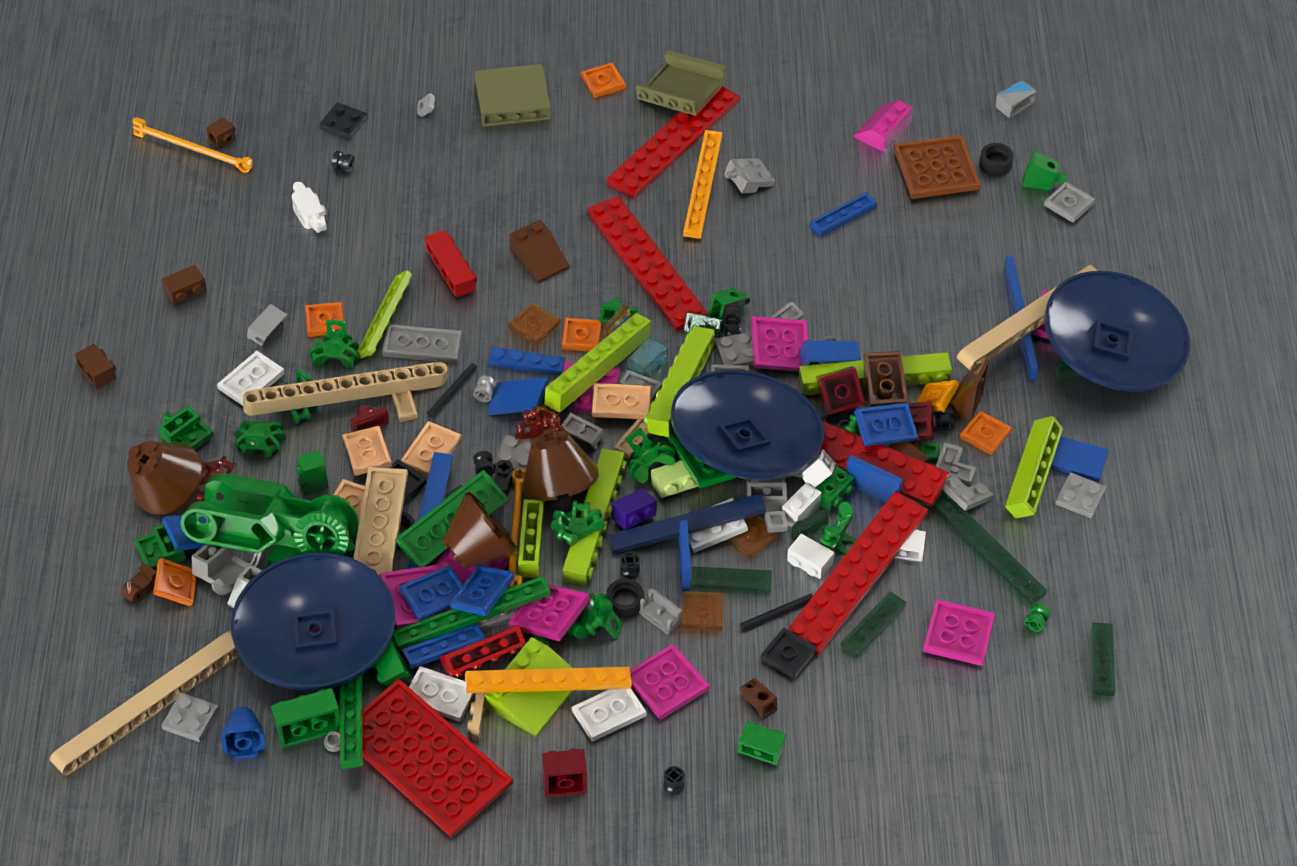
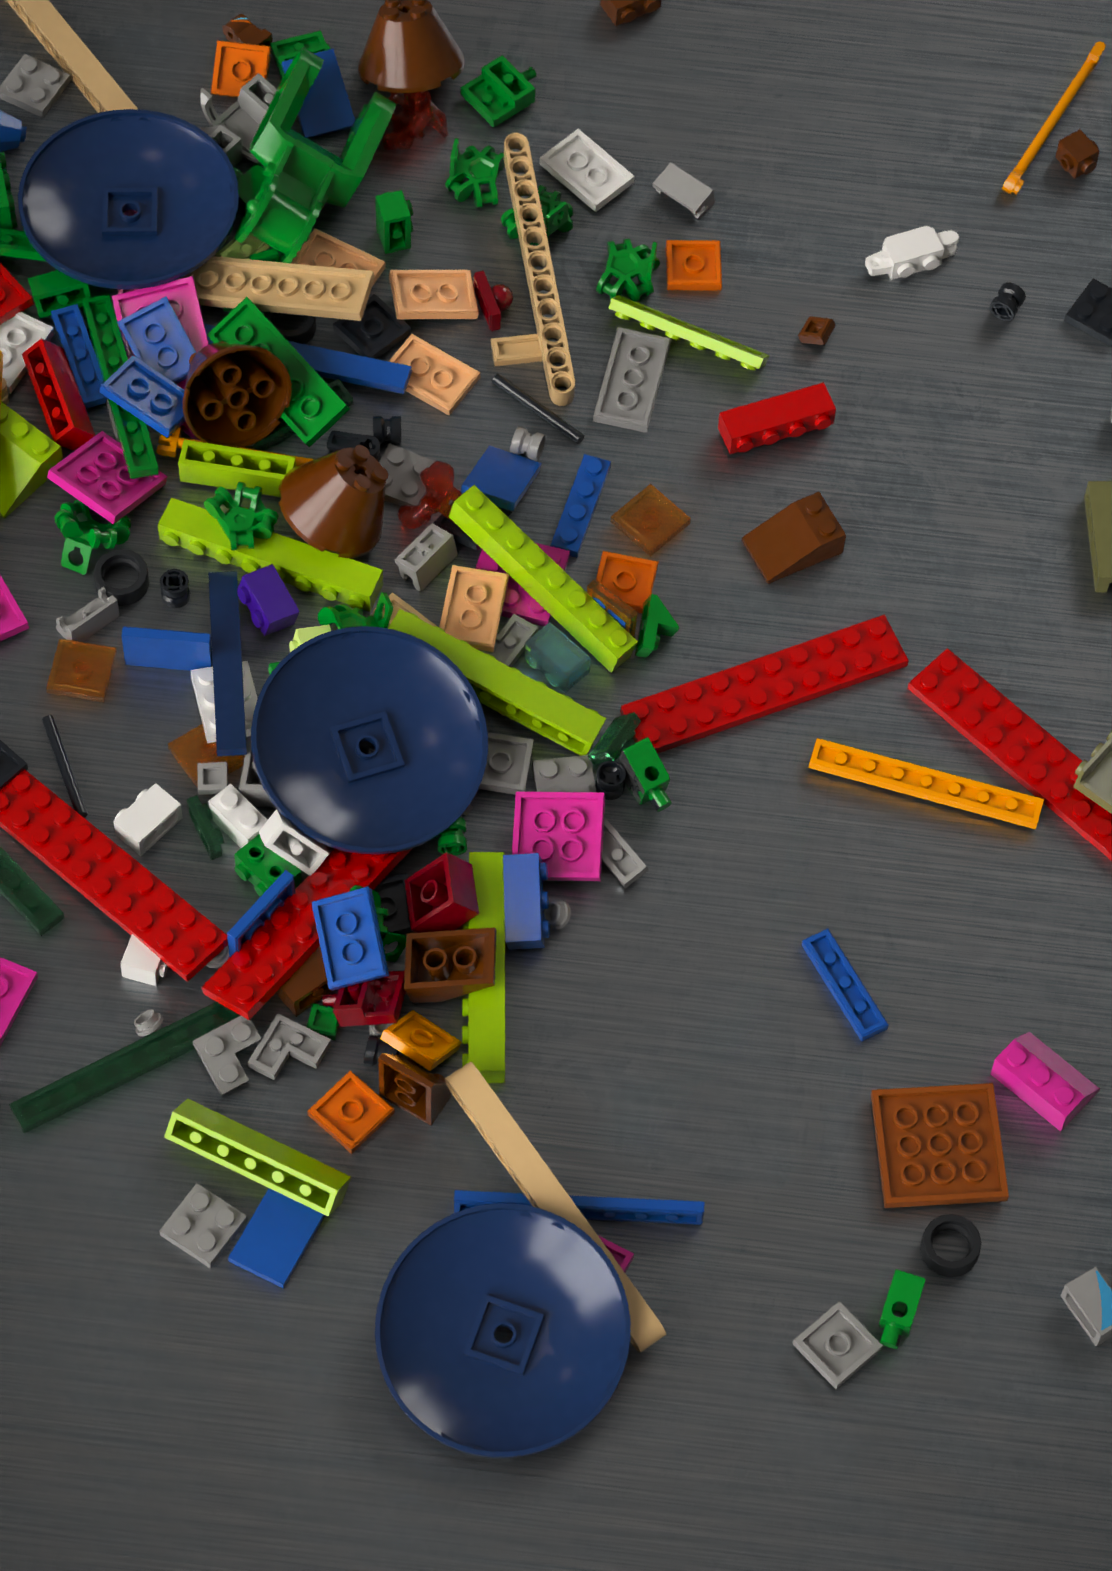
camera: 95 degrees right, 10 degrees up
(184, 284) = (771, 99): reddish brown brick -> none
(374, 252) = (816, 330): none -> reddish brown tile
(731, 578) = (129, 714): clear green plate -> none
(749, 174) = (939, 851): light grey plate -> none
(835, 534) = (185, 863): green piece -> none
(956, 537) = (148, 1022): none -> light grey plate

